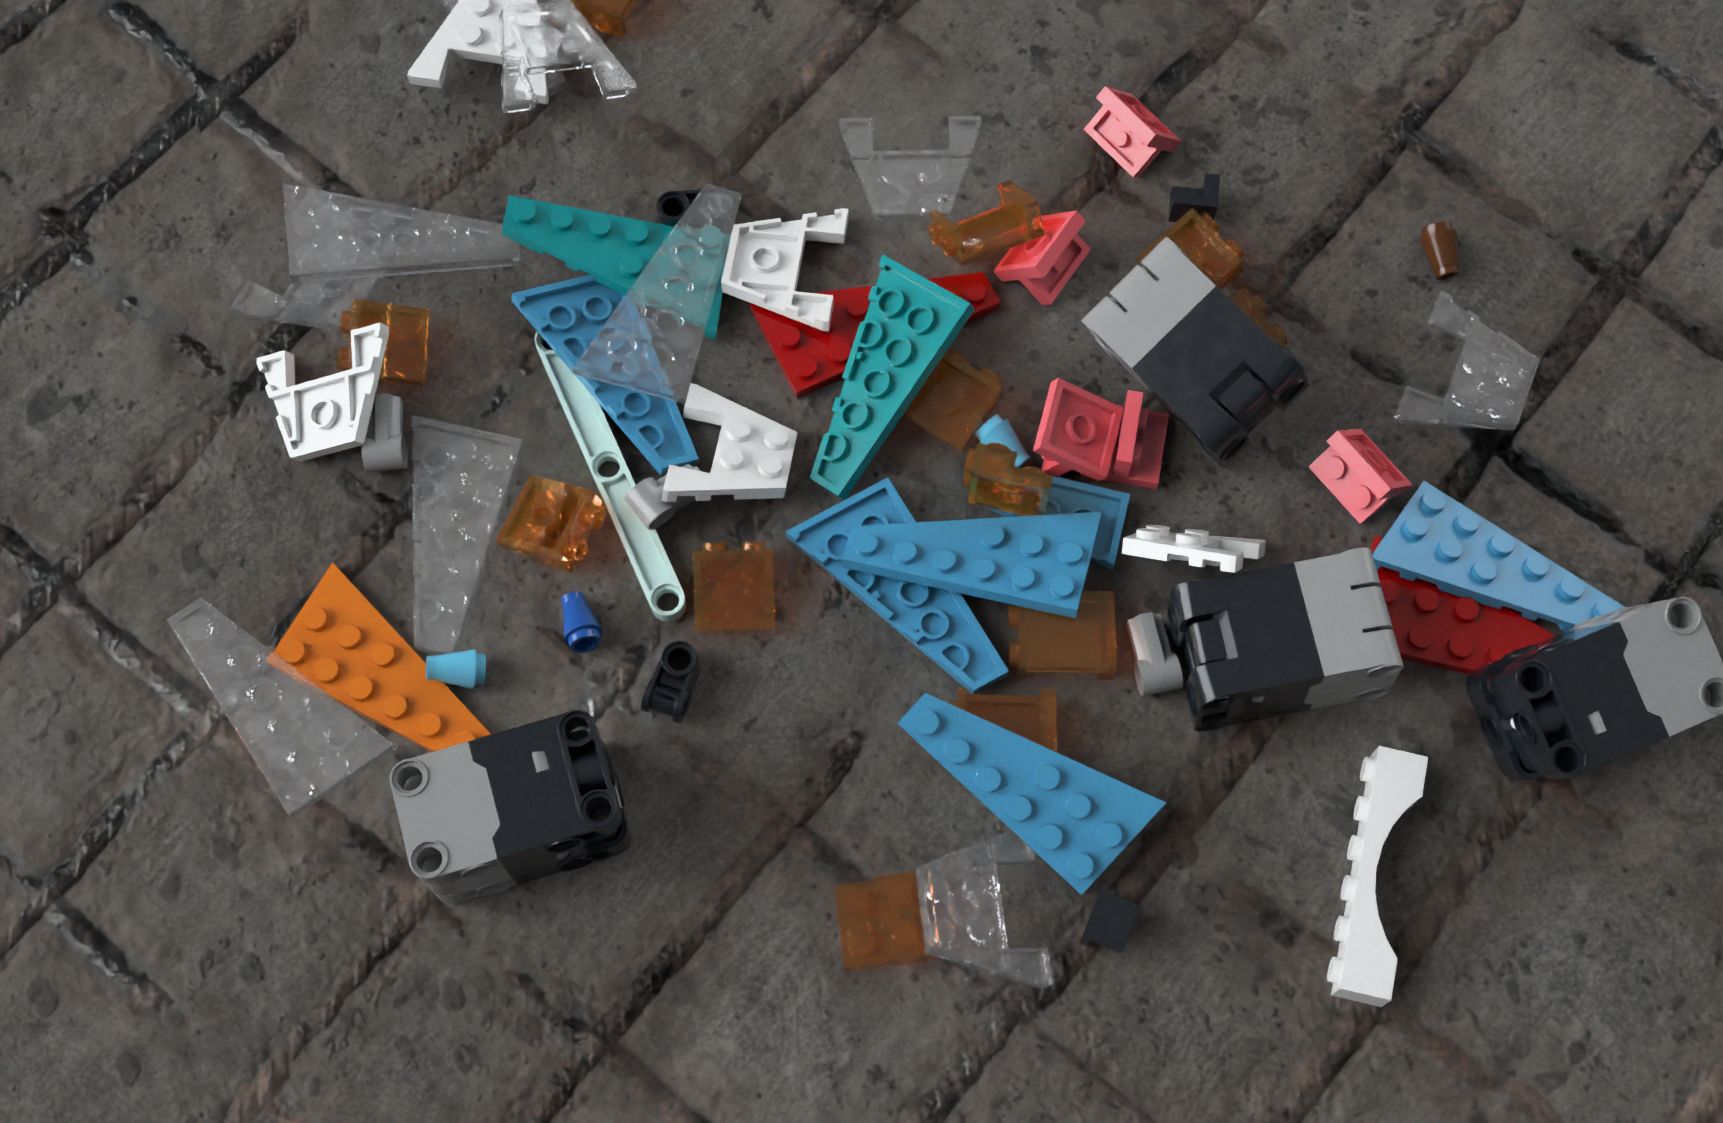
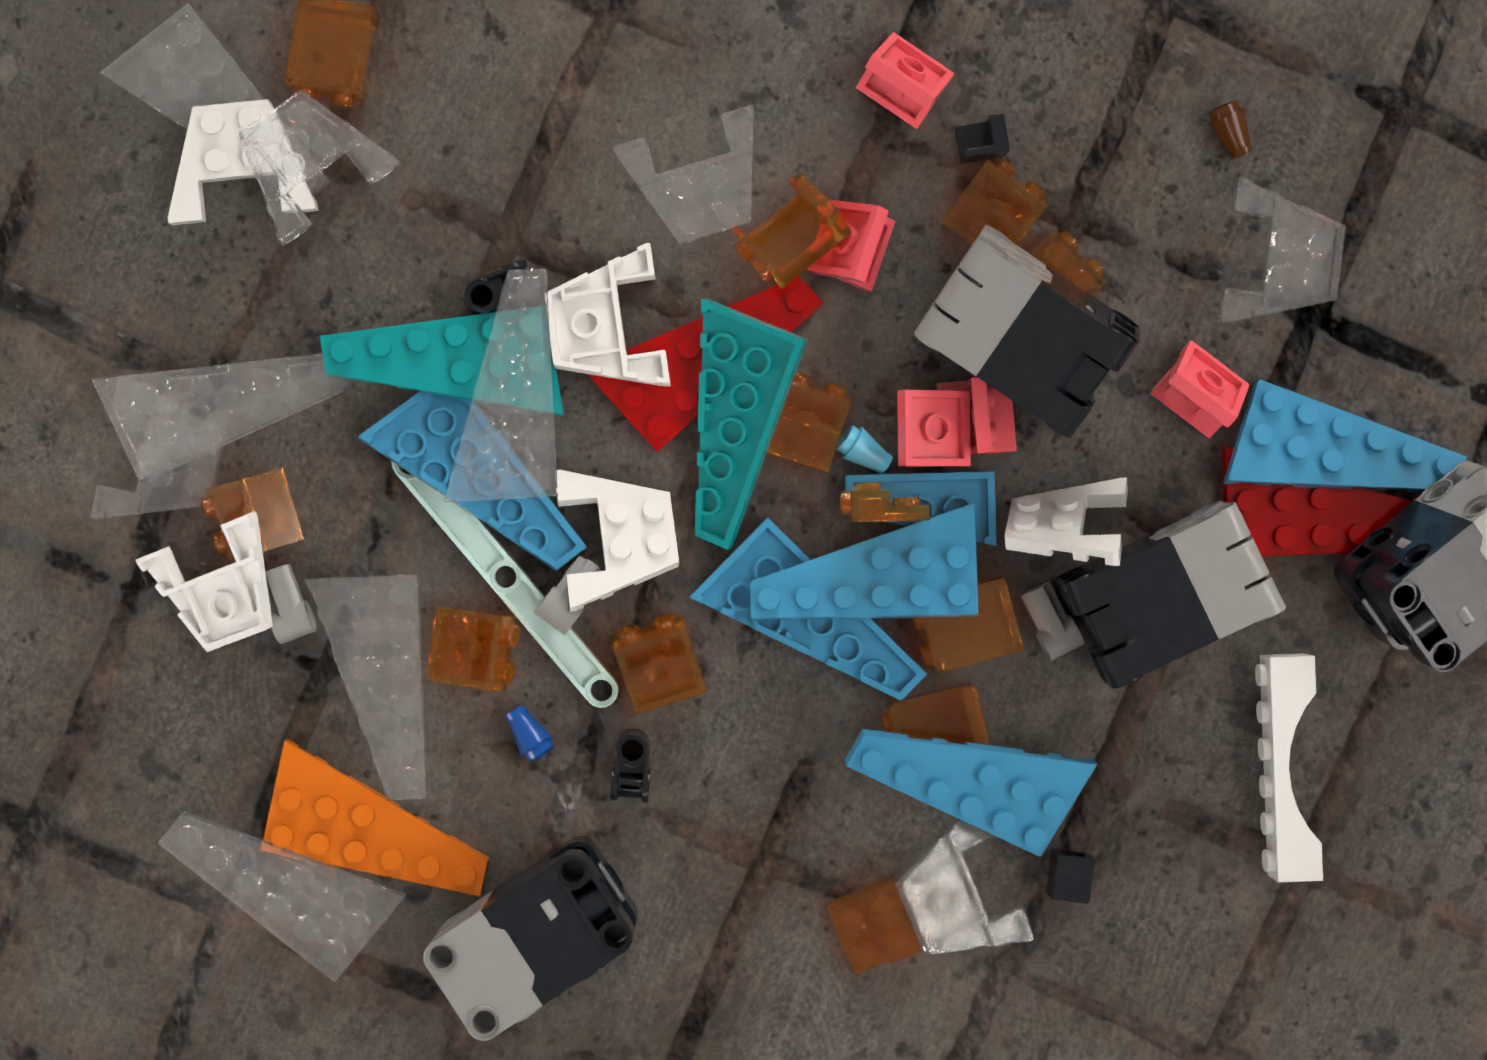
camera: 15 degrees left, 20 degrees up
(457, 668) = (435, 810): medium azure cone -> none

